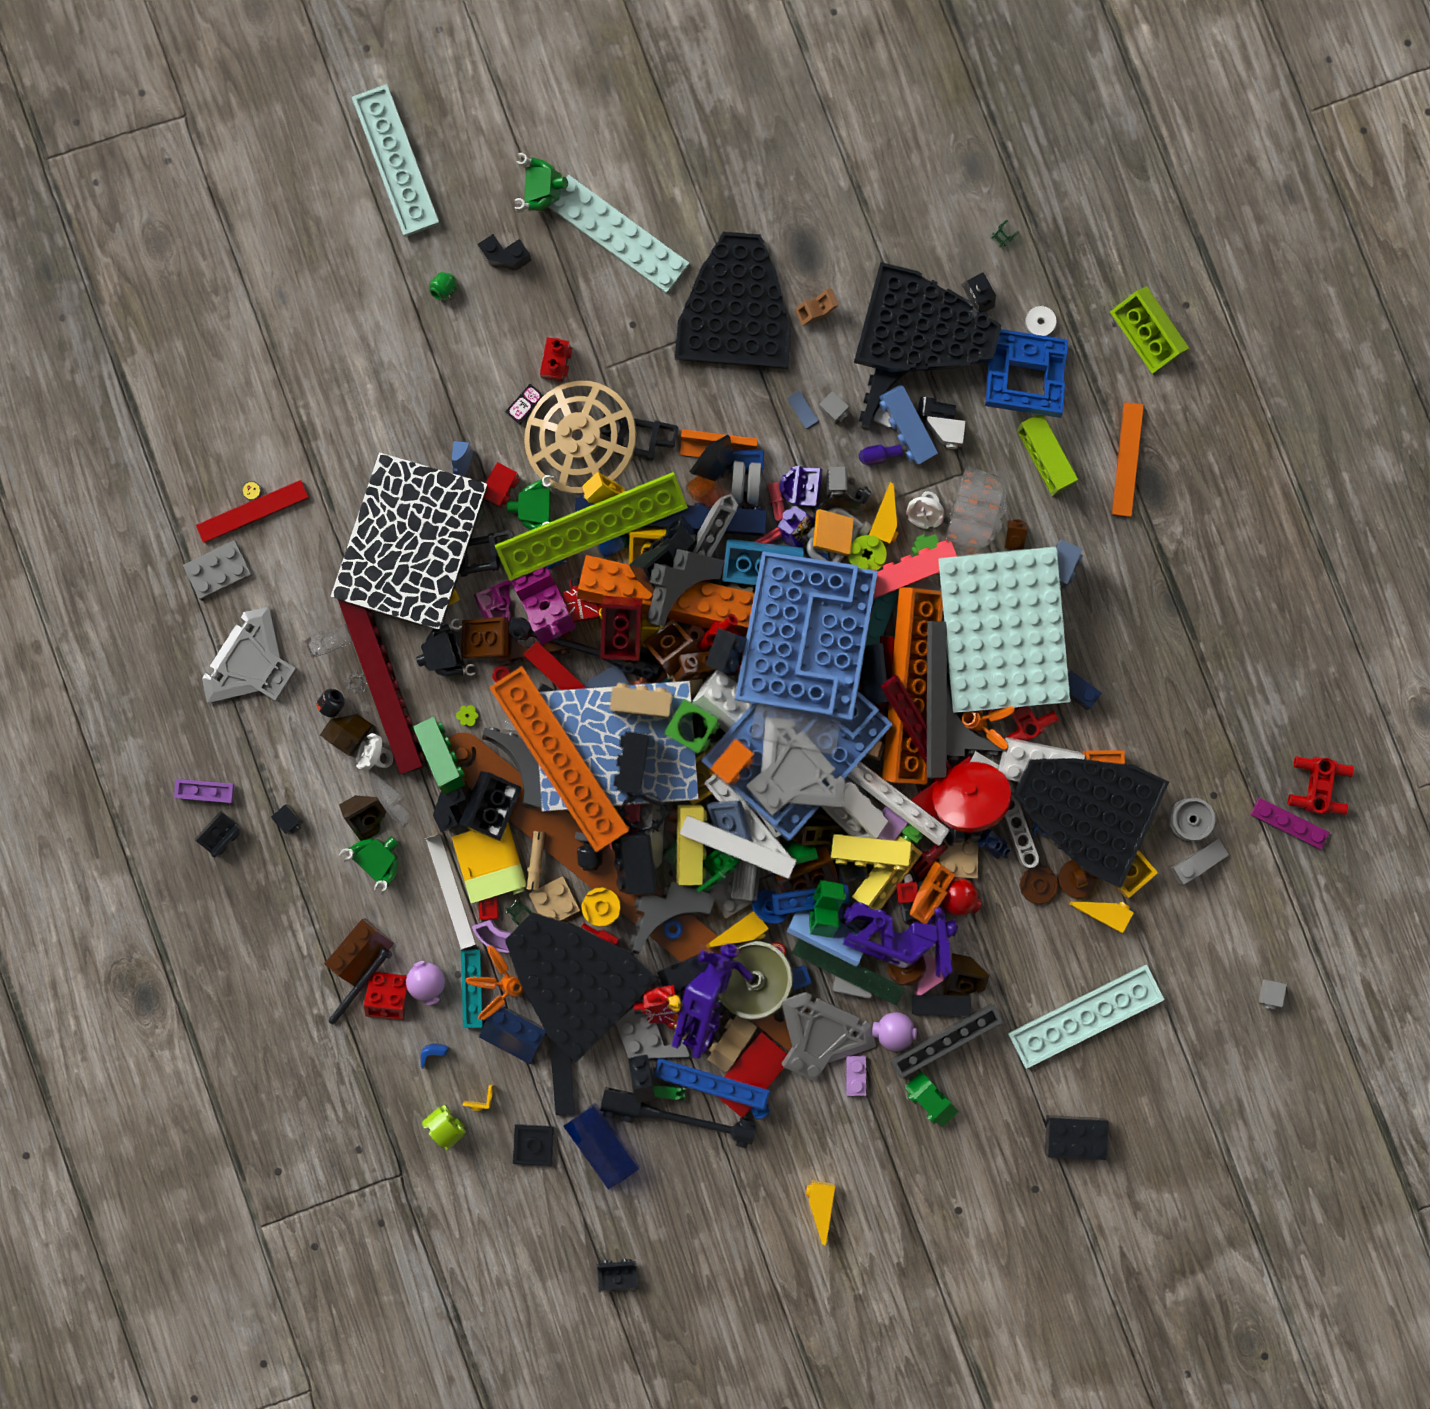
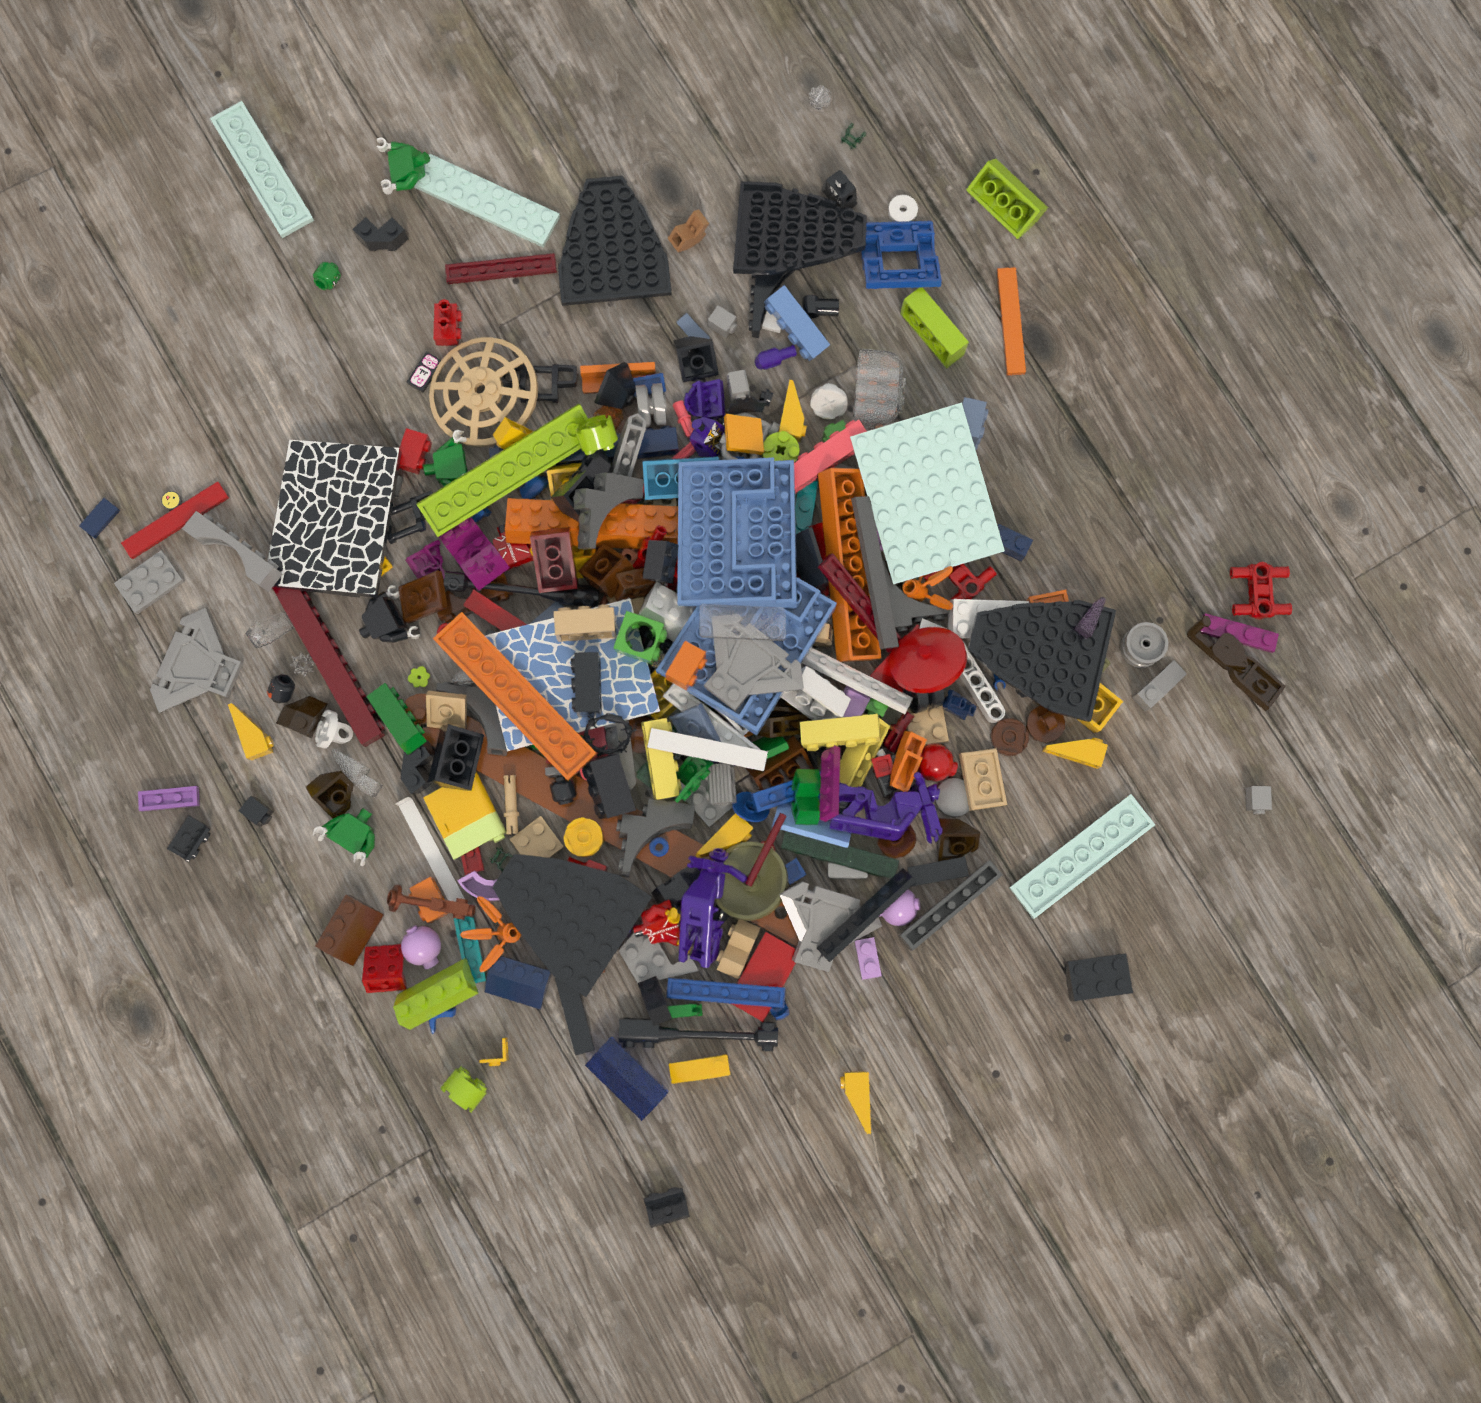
camera: 15 degrees left, 5 degrees down
(178, 495) = (99, 518): none -> dark blue tile
(295, 746) = (252, 737): none -> yellow slope
(331, 585) = (256, 568): none -> light grey arch
(384, 953) = (375, 925): black bar -> none
(431, 1032) = (435, 995): none -> lime slope
(440, 938) = (427, 890): none -> orange brick
(461, 457) = (370, 429): medium blue slope -> none
(468, 954) = (458, 909): none -> copper piece
(489, 756) = (446, 709): none -> tan plate
(533, 1144) = (558, 1090): black tile -> none
(619, 309) = (500, 268): none -> dark red tile
(673, 1151) = (699, 1069): none -> yellow slope
(686, 508) = (596, 434): none -> lime brick
(776, 954) = (765, 849): none -> dark red bar
(799, 440) = (695, 358): none -> black slope
(851, 902) = (830, 783): none -> magenta plate
(862, 1035) = (866, 914): none -> black plate
(929, 979) = (921, 847): bright pink slope -> none
(931, 1099) = (941, 962): green brick -> none
(947, 431) = (834, 324): white slope -> none
(972, 934) = (953, 797): none -> light grey dish
(978, 187) = (819, 97): none -> clear gear
(1003, 922) = (982, 779): none -> tan tile
(1015, 534) = (919, 405): reddish brown bracket -> none
(1140, 788) = (1090, 619): none -> clear purple slope
(1284, 862) = (1242, 669): none -> dark brown plate

